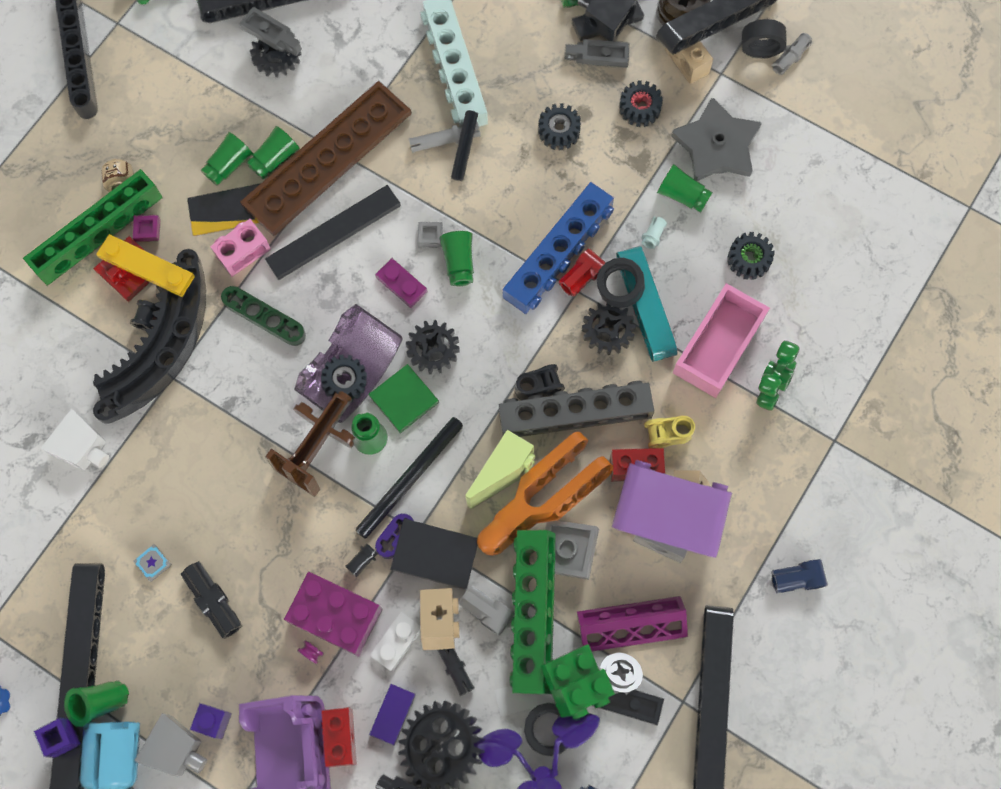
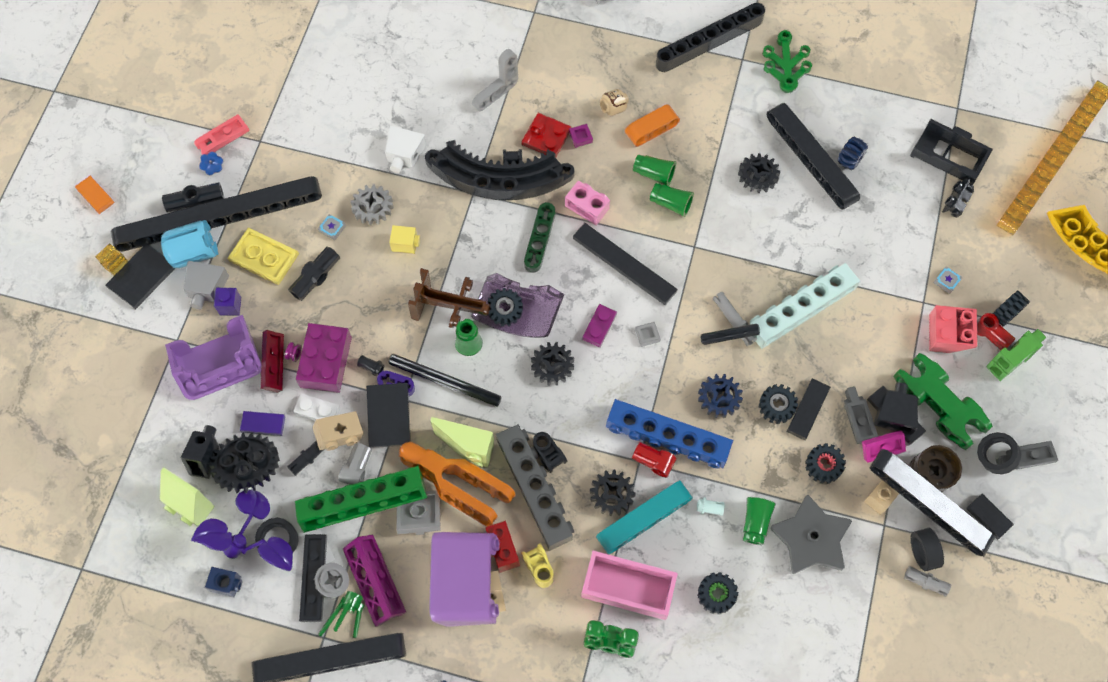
camera: 70 degrees right, 5 degrees down
(31, 288) = (507, 79): none -> light grey beam
(39, 714) = (183, 199): none -> black piece
(57, 737) = (189, 205): dark purple brick -> none
(91, 702) = (221, 222): green plant -> none
(92, 227) = (567, 100): green brick -> none
(137, 511) = (369, 198): none -> light grey gear
(145, 265) = (546, 143): yellow plate -> none
(159, 662) = (263, 256): none -> light yellow tile
(166, 145) = (652, 125): none -> orange beam
(207, 475) = (404, 239): none -> light yellow brick
(219, 210) = (622, 191): black sticker -> none
(270, 31) = (769, 160): dark grey hinge -> none
(314, 681) = (272, 361): none -> dark red plate
(325, 158) = (685, 238): reddish brown plate -> none
(339, 737) = (235, 390): red brick -> none
(403, 398) = (505, 356): green tile -> none
(458, 257) = (632, 359): green plant -> none
(527, 188) = (714, 390): none -> dark blue gear
(566, 92) = (808, 409): none -> black tile
(577, 682) = (312, 545): green plate -> none
(620, 264) = (650, 503): black tyre -> none
(640, 41) = (892, 442): none -> dark pink plate
(655, 656) = (349, 603): none -> green plant

